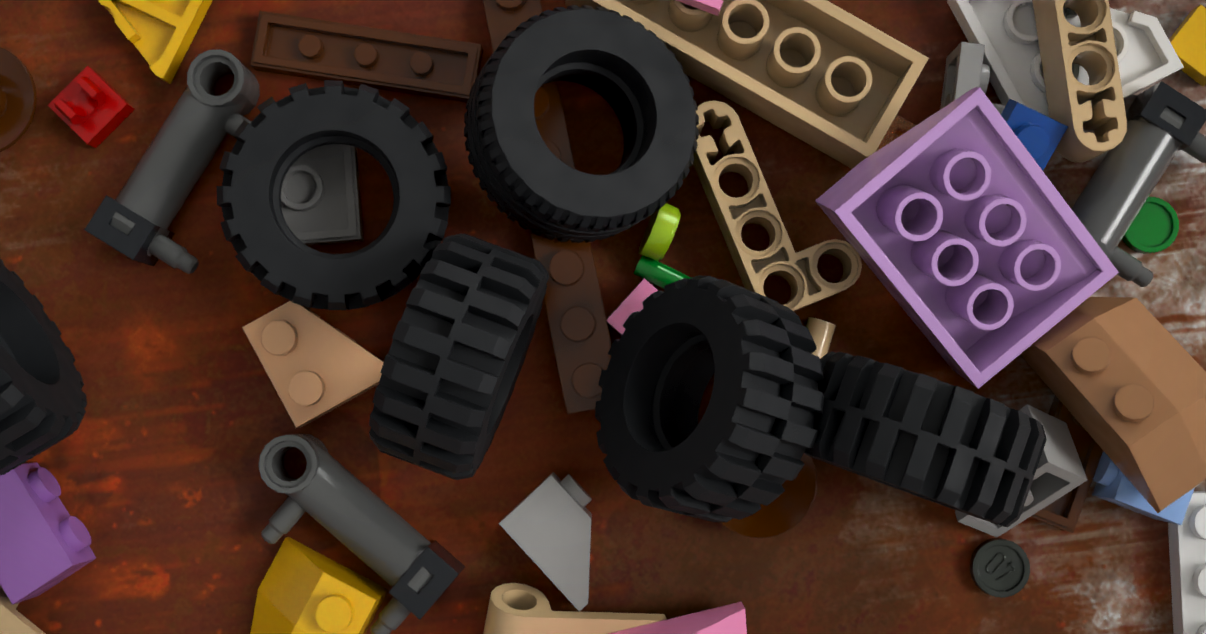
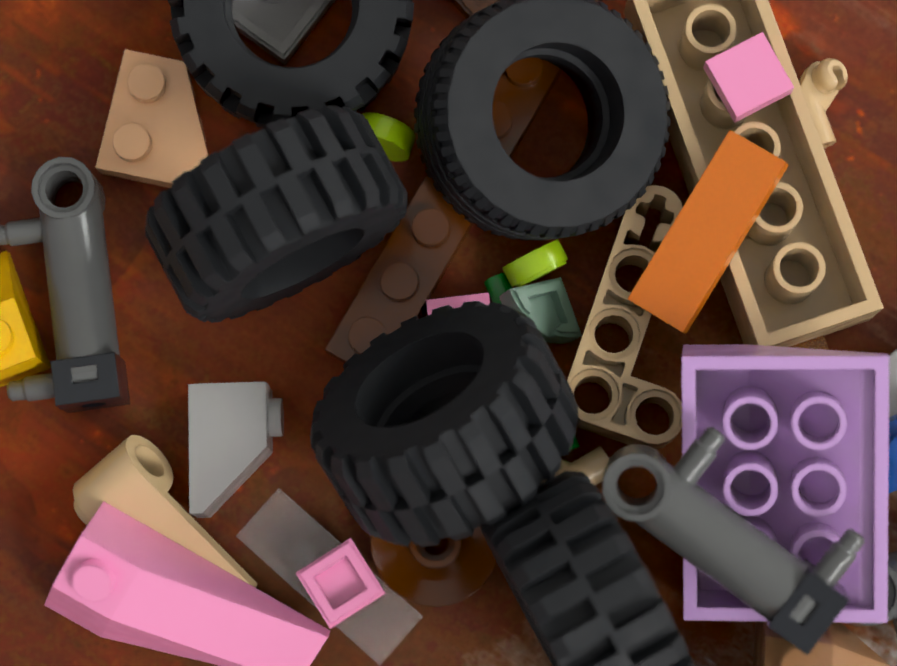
camera: 45 degrees right, 5 degrees down
(485, 226) = (393, 136): none -> lime tile
(692, 256) = (548, 308): none -> sand green tile
(705, 564) = (291, 540): none -> clear tile
(721, 564) = (340, 583): none -> bright pink tile
(767, 107) = (708, 231): none -> orange tile
(1047, 309) = (788, 592): none -> dark grey piece

